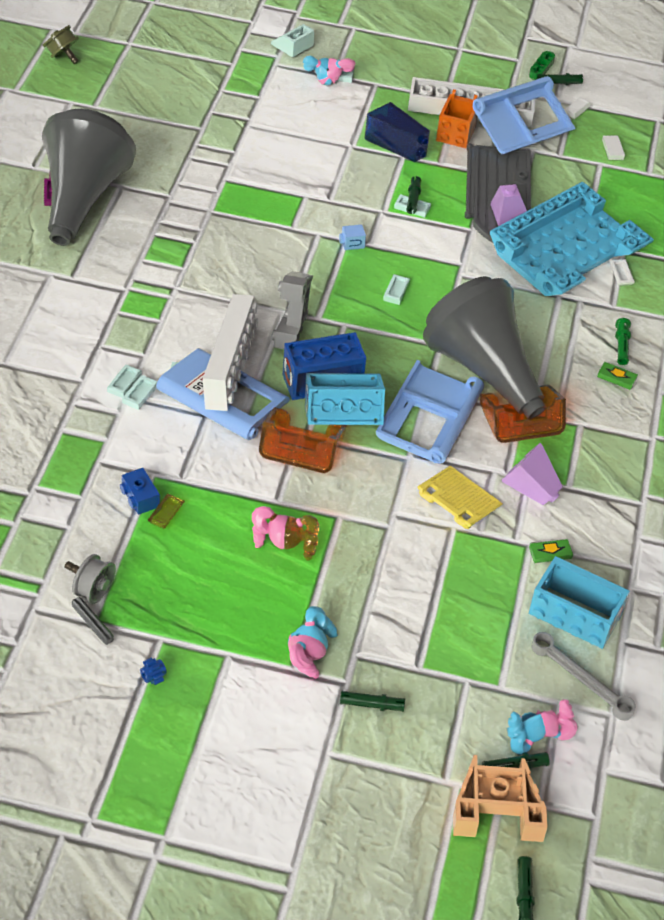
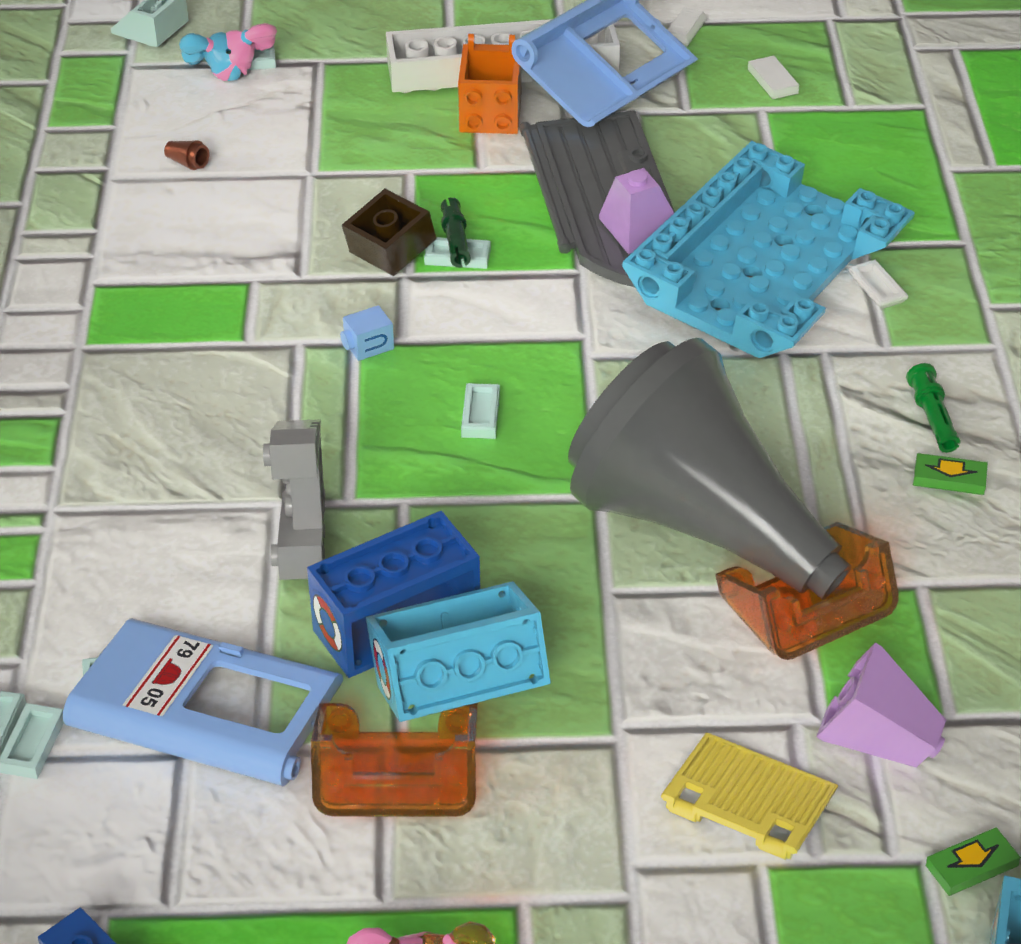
camera: 10 degrees left, 5 degrees down
(230, 352) = (199, 616): white brick -> none
(292, 121) = (188, 153): none -> copper cone
(379, 187) = (389, 232): none -> dark brown brick
(397, 132) = (389, 130): clear blue slope -> none
(436, 395) = (639, 598): light blue piece -> none

